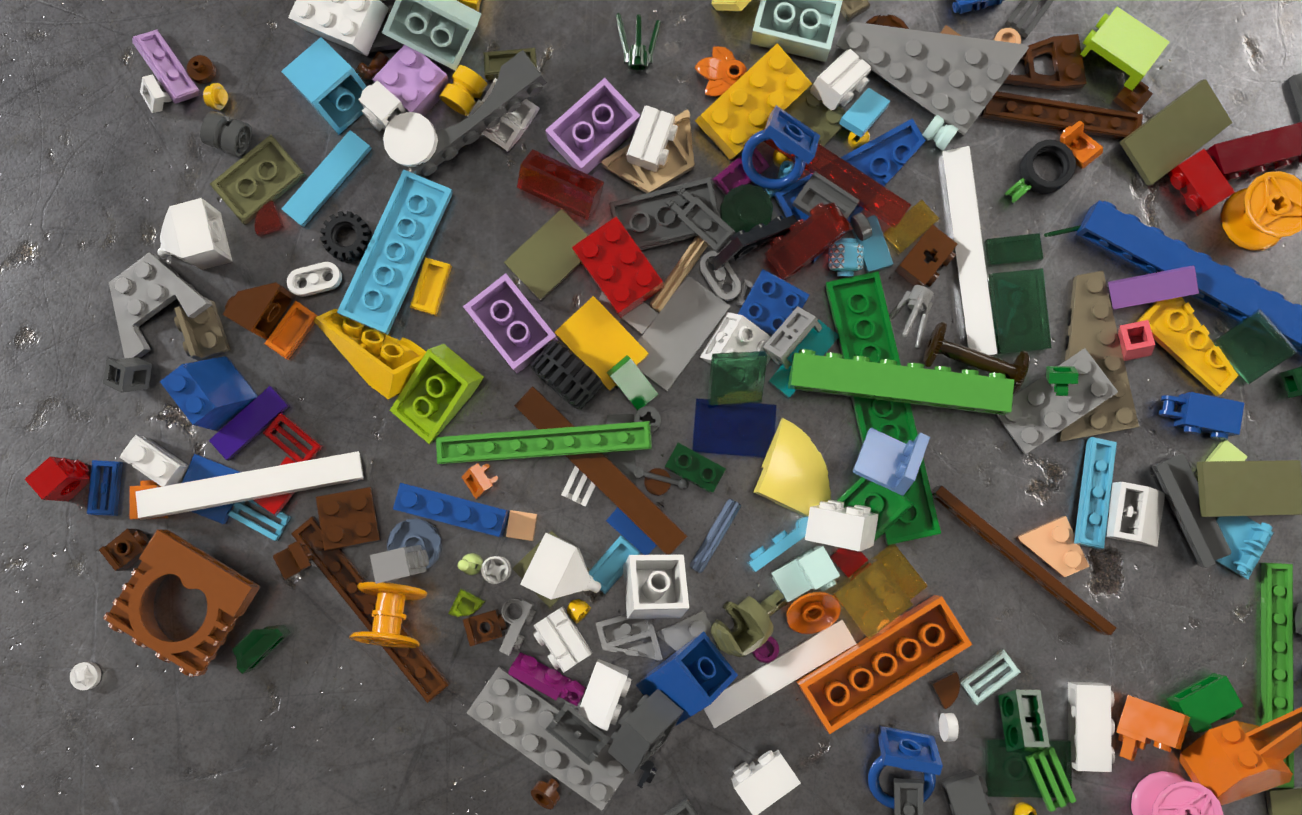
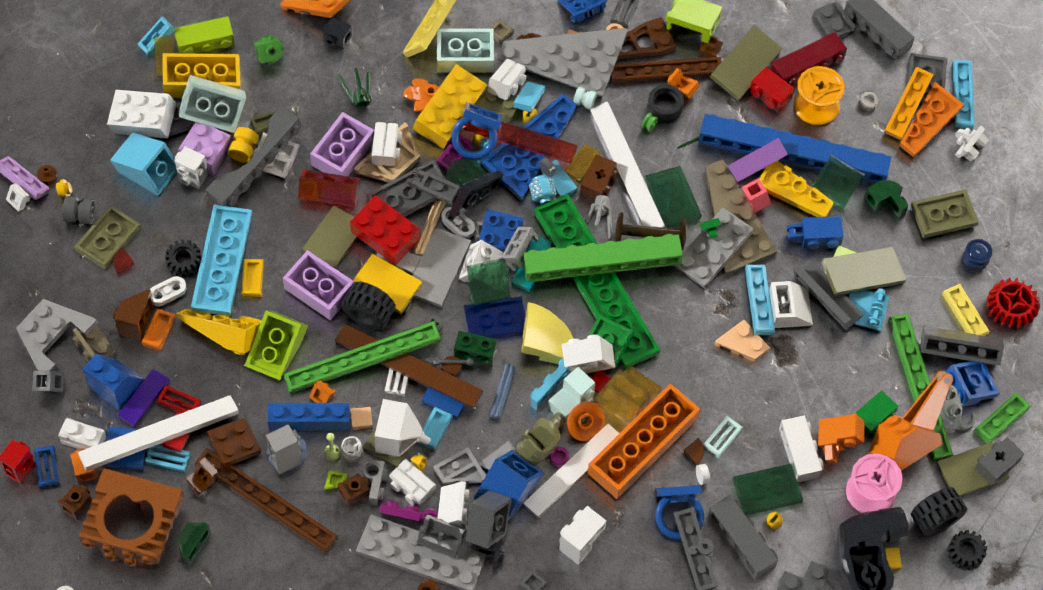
camera: 20 degrees left, 20 degrees down
(195, 235) = (74, 280): white piece -> none
(326, 178) = (158, 225): medium azure tile -> none
(369, 72) = (175, 143): reddish brown arm -> none
(388, 614) = (285, 500): light orange piece -> none
(410, 139) = (216, 181): white tile -> none
(632, 383) = (415, 302): tile -> none
(655, 586) = (469, 427): white brick -> none
(807, 239) = (512, 182): clear red brick -> none
(821, 190) = (518, 157): dark grey plate -> none
(890, 460) = (609, 307): medium blue bracket -> none
(1014, 250) = (658, 161): clear green tile -> none
(1022, 561) = (722, 354): reddish brown tile -> none
(1024, 721) = (751, 452): dark green brick -> none
(1060, 800) = (772, 475): bright green tile -> none

